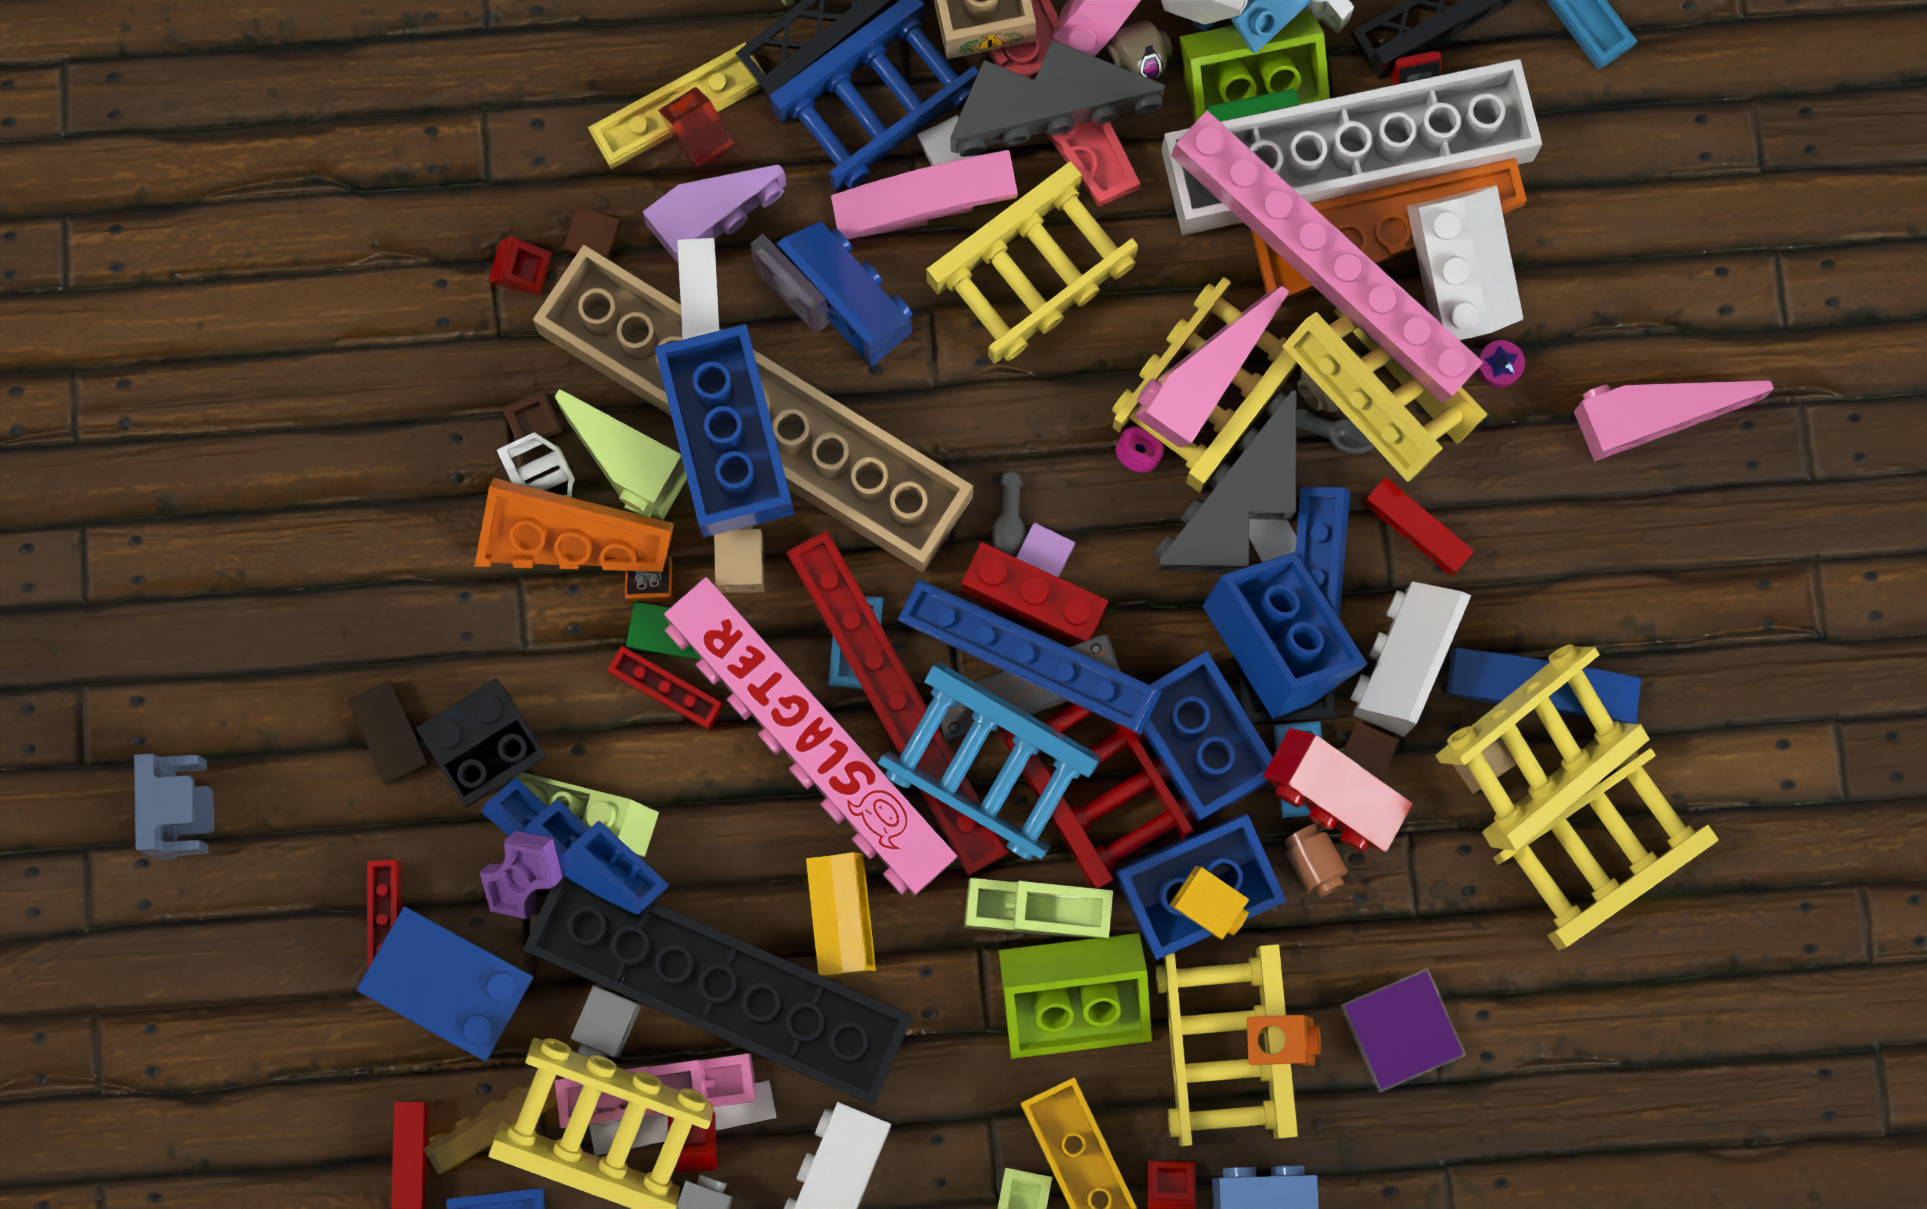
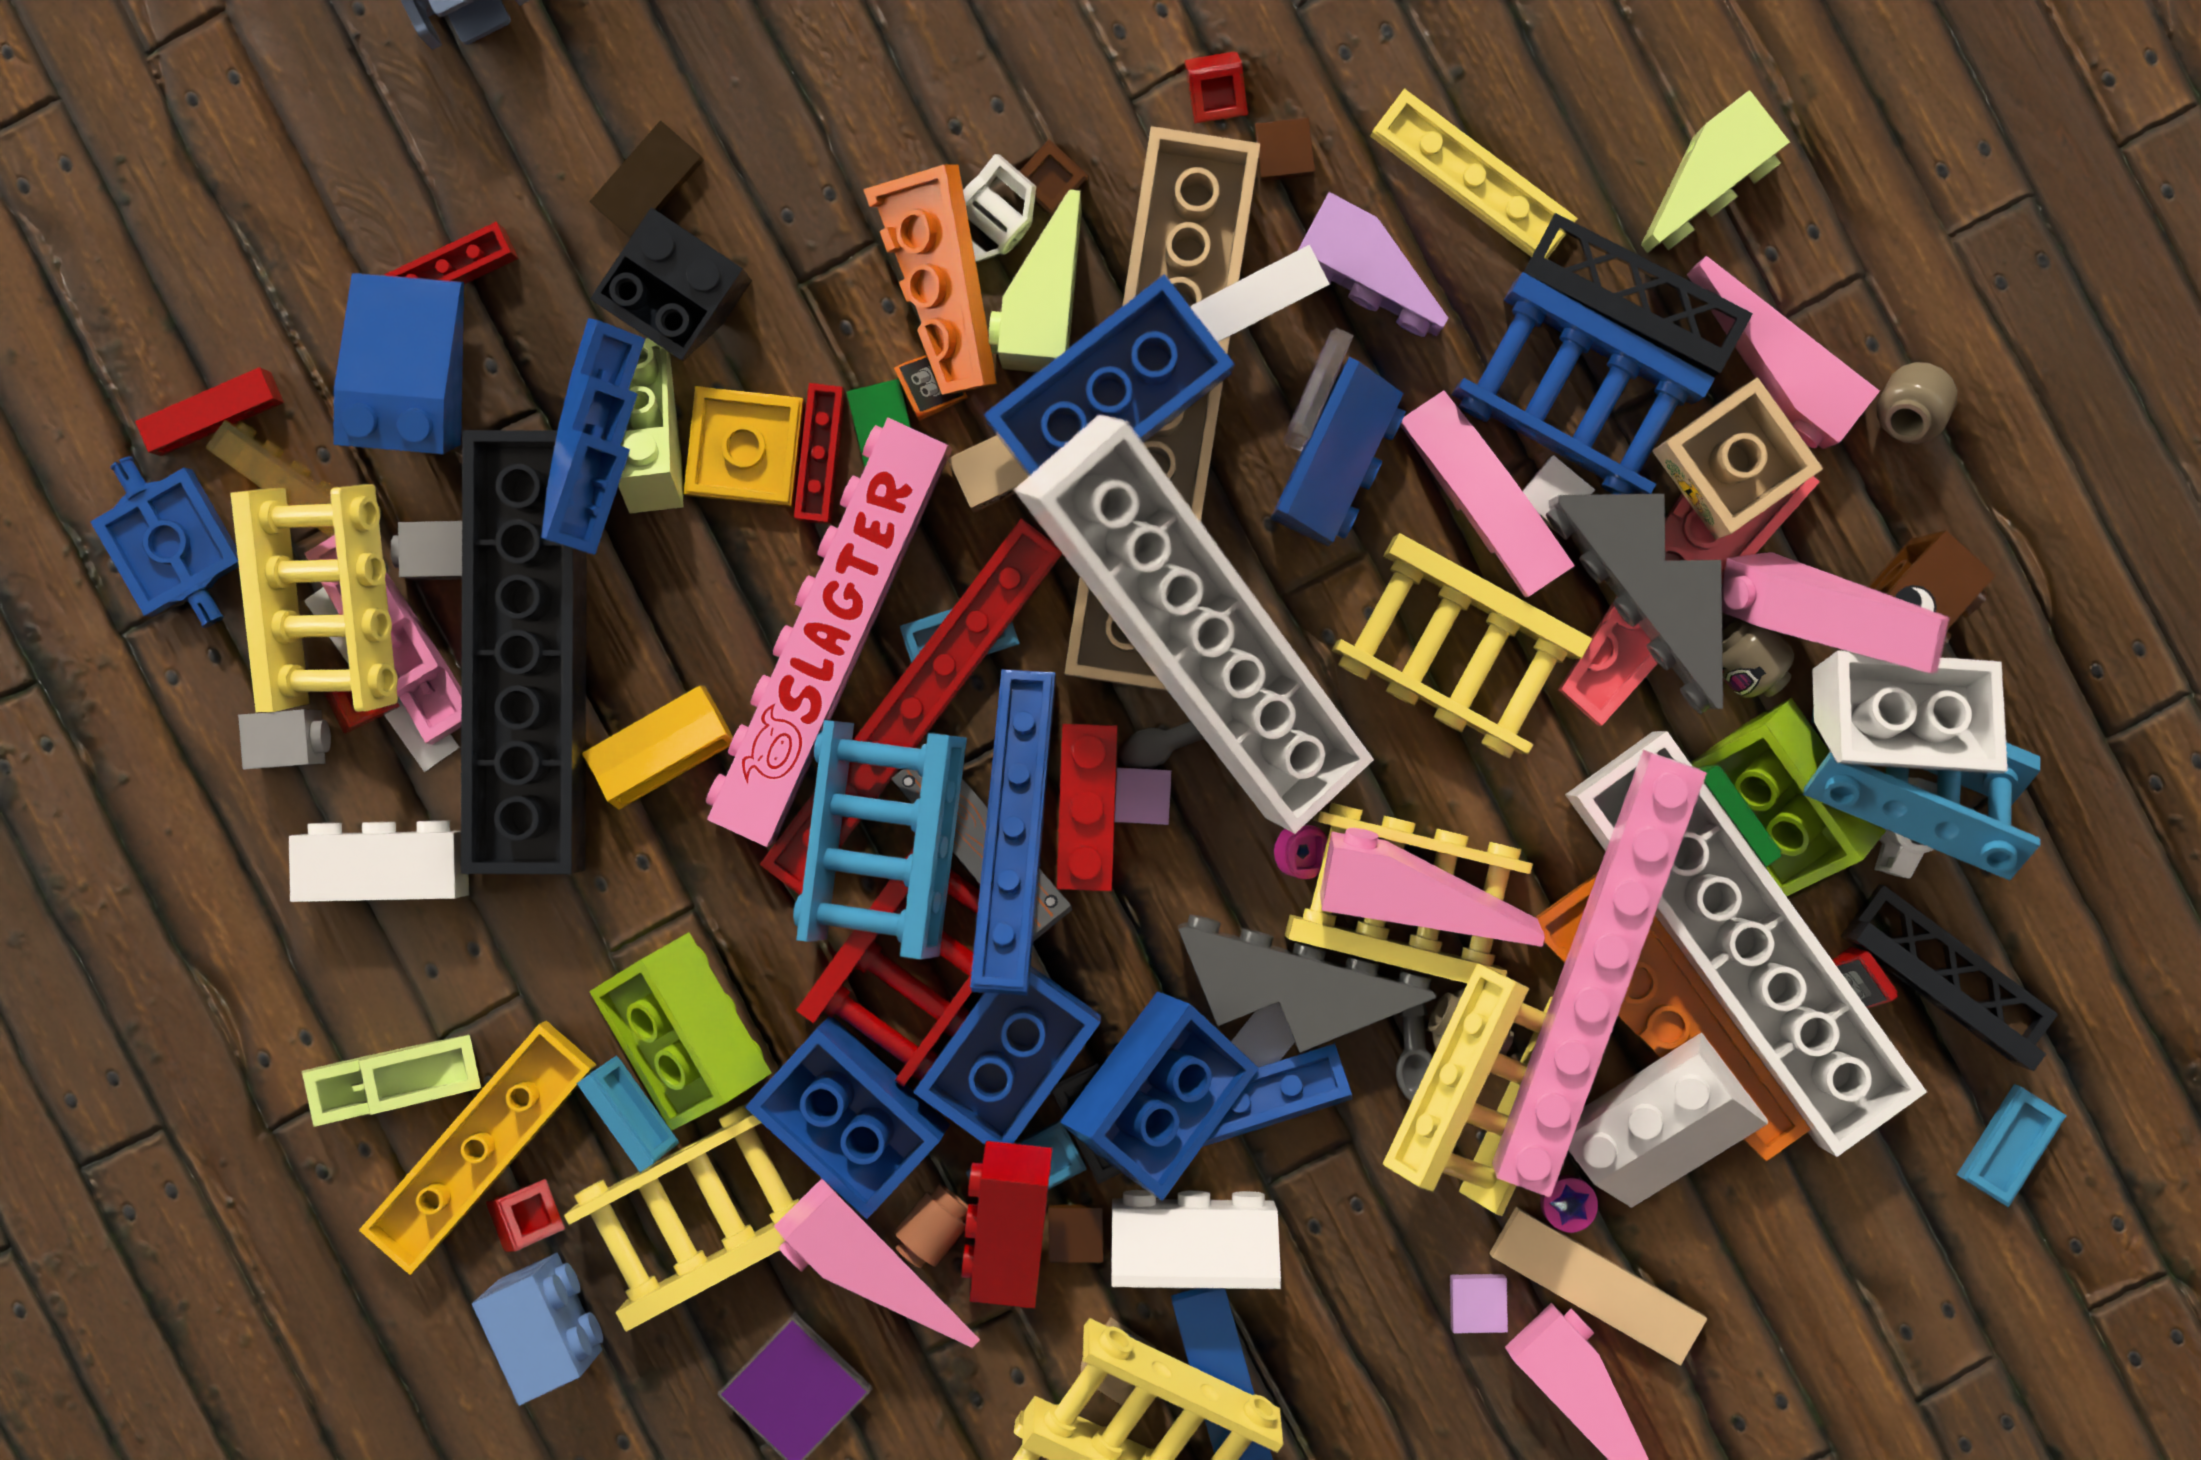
camera: 70 degrees right, 10 degrees up
(527, 866) = (543, 392): medium lavender tile -> none
(632, 746) = (744, 446): none -> yellow tile
(696, 127) = (1452, 208): clear red brick -> none
(929, 439) = (1194, 621): none -> white brick
(1038, 908) = (752, 954): yellowish green slope -> none
(1123, 1064) = (628, 1113): none -> dark azure tile
(1211, 903) = (822, 1143): yellow brick -> none
(1299, 926) = (846, 1251): none -> bright pink slope
(1301, 1043) = (731, 1292): orange bracket -> none
(1418, 527) = (1346, 1188): red piece -> none
(1551, 465) = (1478, 1303): none -> lavender tile
(1574, 369) = (1598, 1286): none -> tan tile

